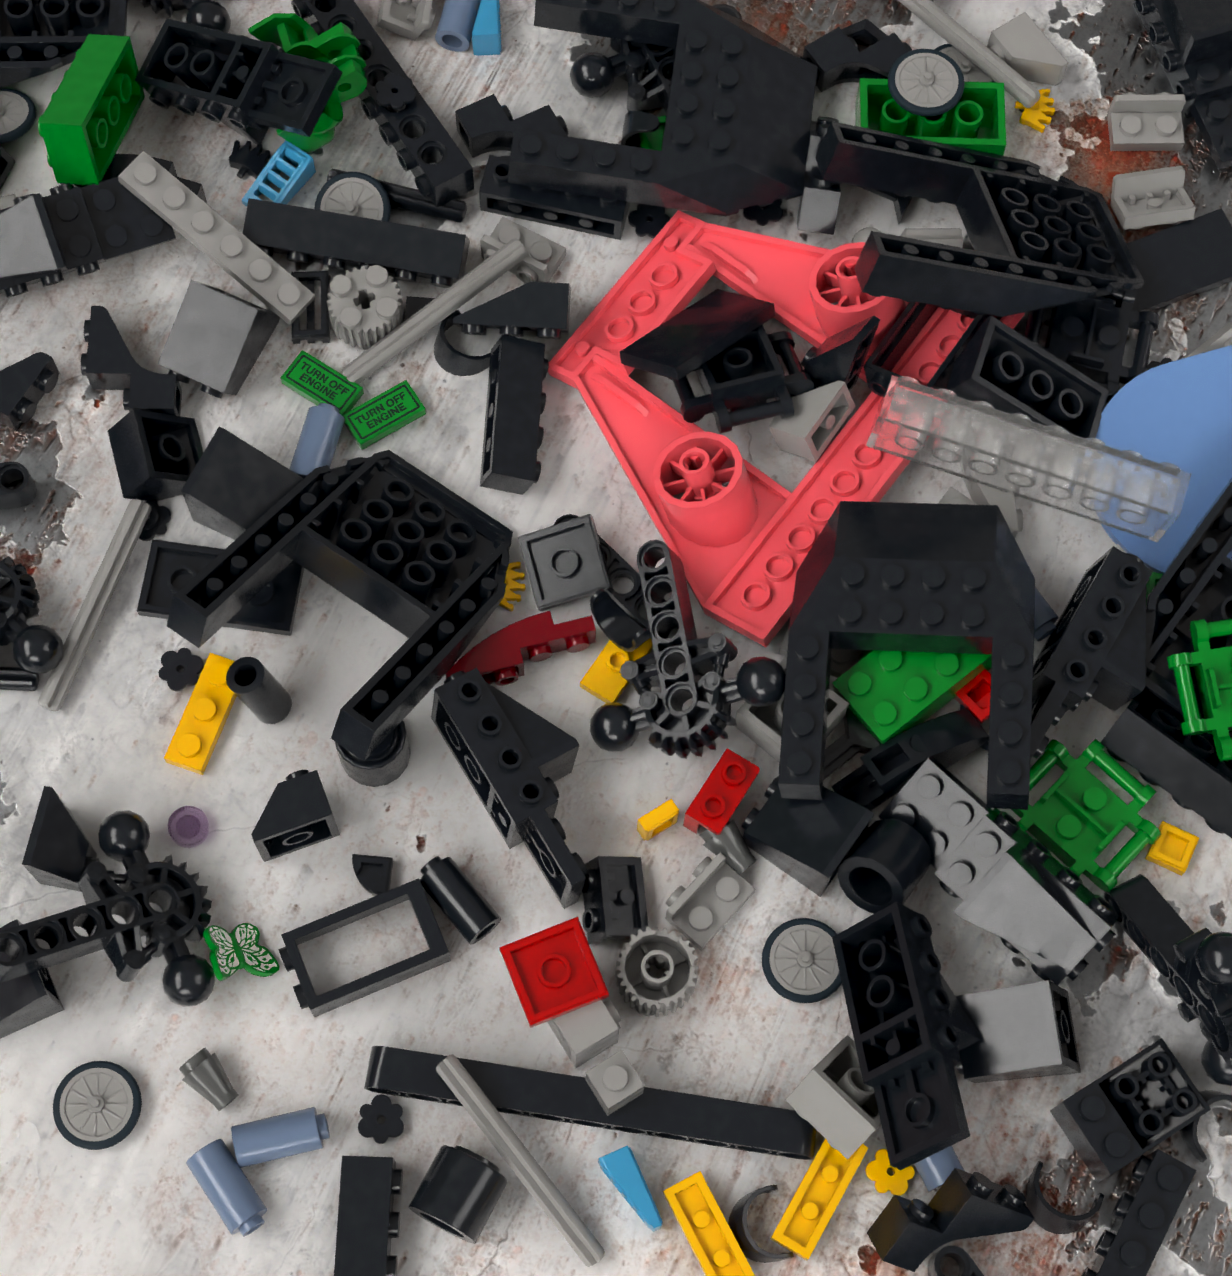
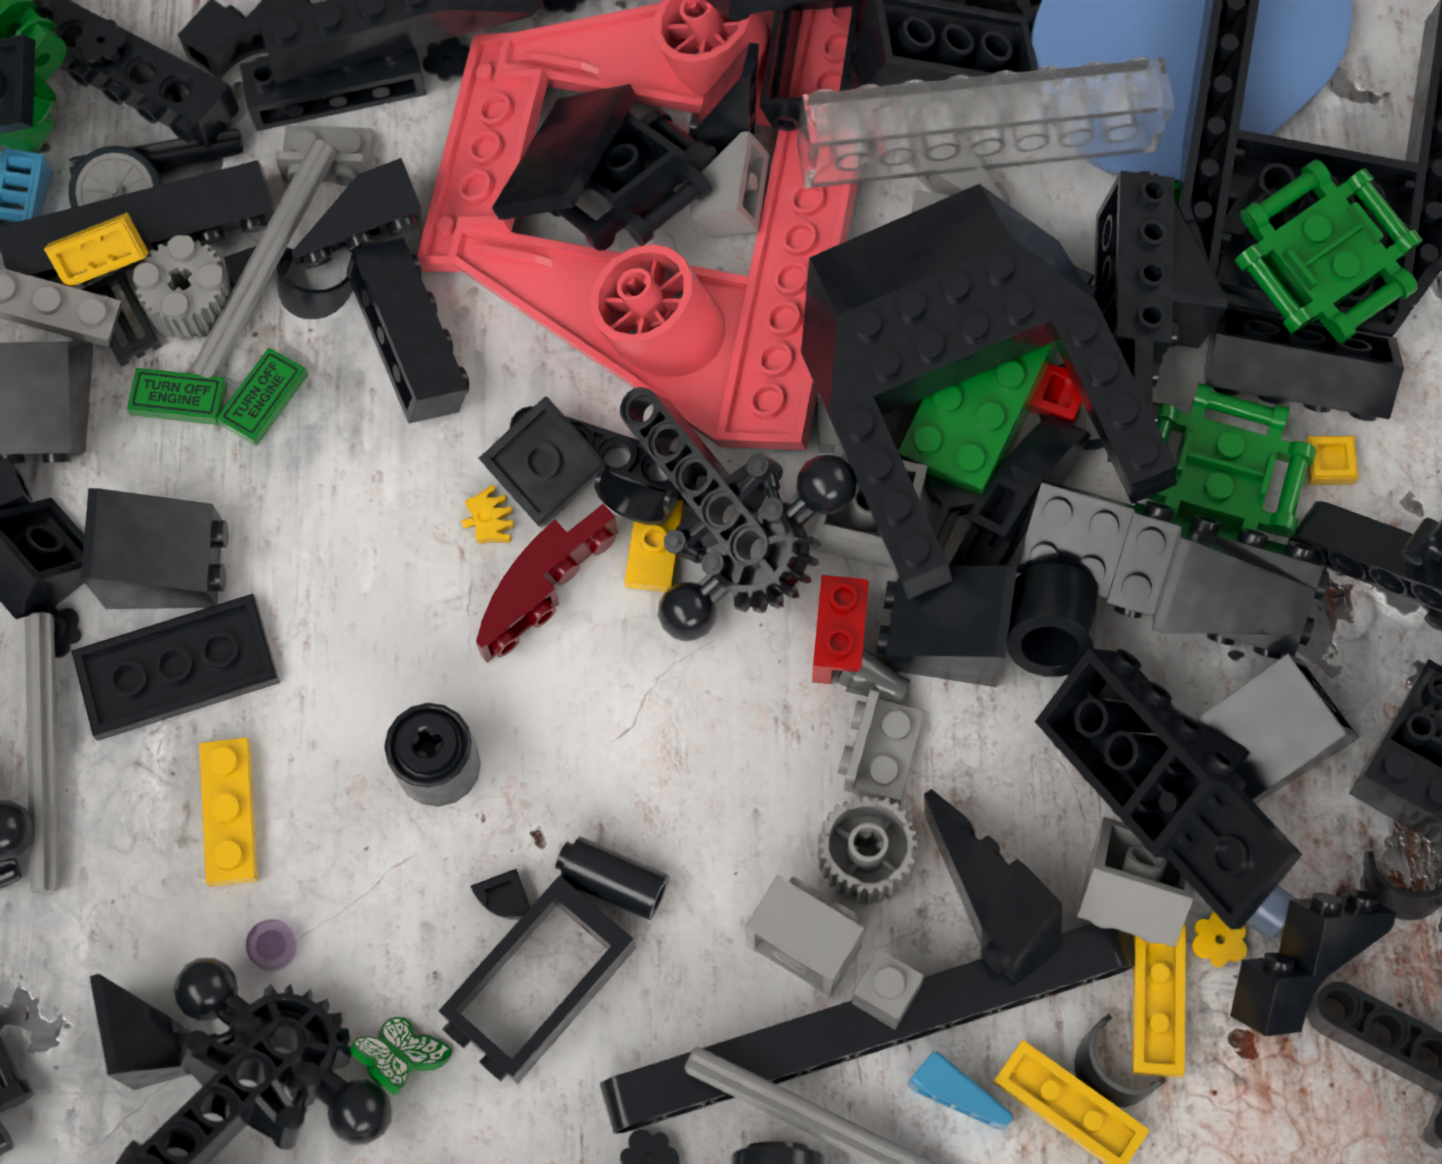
camera: 20 degrees left, 0 degrees up
(173, 662) = (162, 774): black plant -> none
(259, 690) = (277, 756): black brick -> none
(294, 816) = (389, 873): black slope -> none
(314, 249) = (96, 250): none -> yellow plate
(317, 439) = (205, 461): sand blue brick -> none
(390, 546) = (343, 533): black wedge -> none
(513, 767) = (601, 707): black wedge -> none
(554, 972) = (764, 902): red tile -> none
(614, 898) = (779, 795): black bracket -> none
(658, 820) = (784, 688): yellow tile -> none
(736, 1066) = (1005, 902): none -> black wedge
(801, 961) = (1014, 763): light grey wheel -> none

